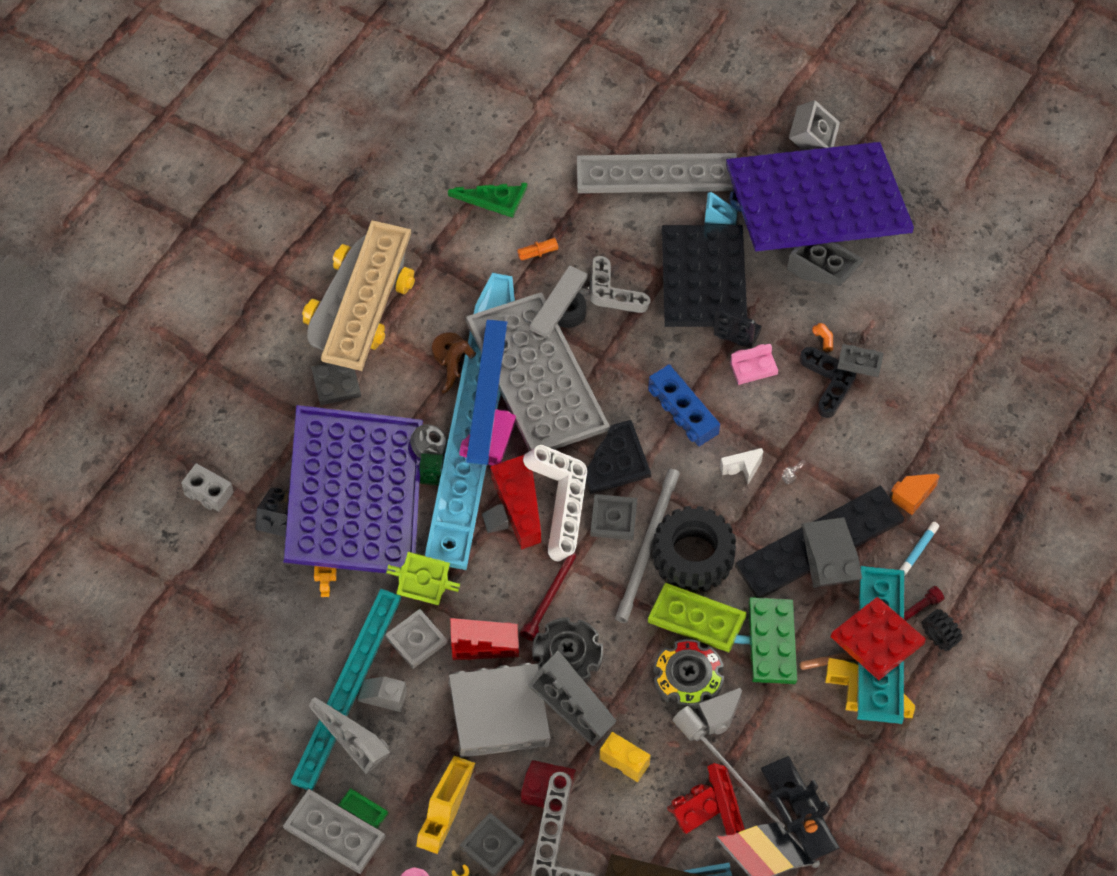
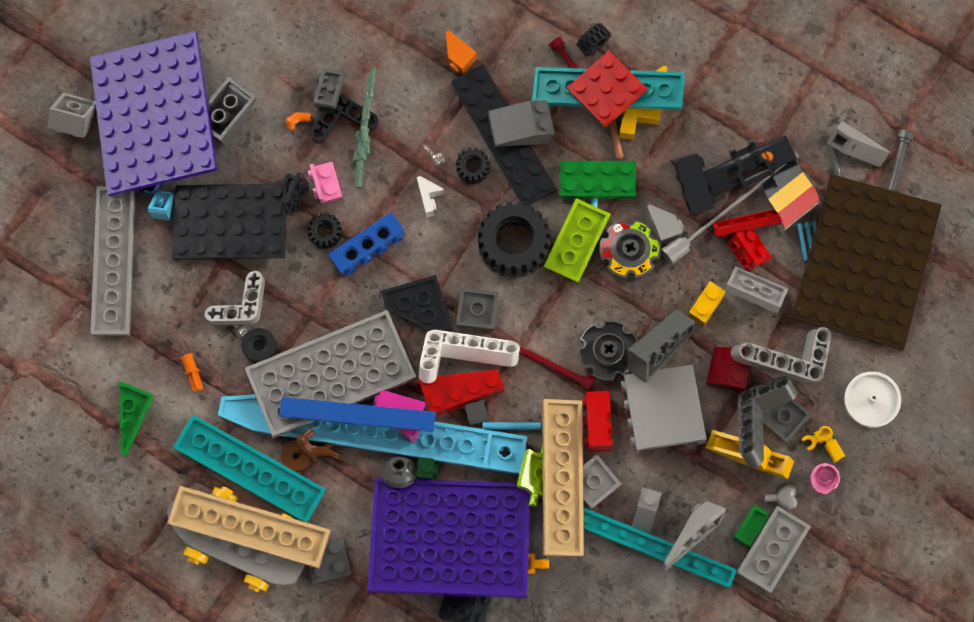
camera: 85 degrees left, 15 degrees up
(395, 844) = (784, 497): none -> light grey rock
(417, 599) = (562, 478): none -> tan plate
(433, 305) = (249, 468): none -> teal plate
(481, 555) = (512, 425): none -> medium azure bar
(483, 797) = (750, 415): none -> dark grey beam
(558, 301) = (258, 351): light grey tile -> none
(627, 602) = (560, 300): light grey piece -> none
(643, 810) = (756, 289): none -> light grey plate
(698, 355) = (324, 241): none -> black tyre
(772, 740) = (694, 183): none -> black wedge
(781, 520) = (472, 176): none -> black tyre
(797, 398) = (362, 135): none -> sand green sword
(919, 547) = (511, 55): medium azure bar -> none

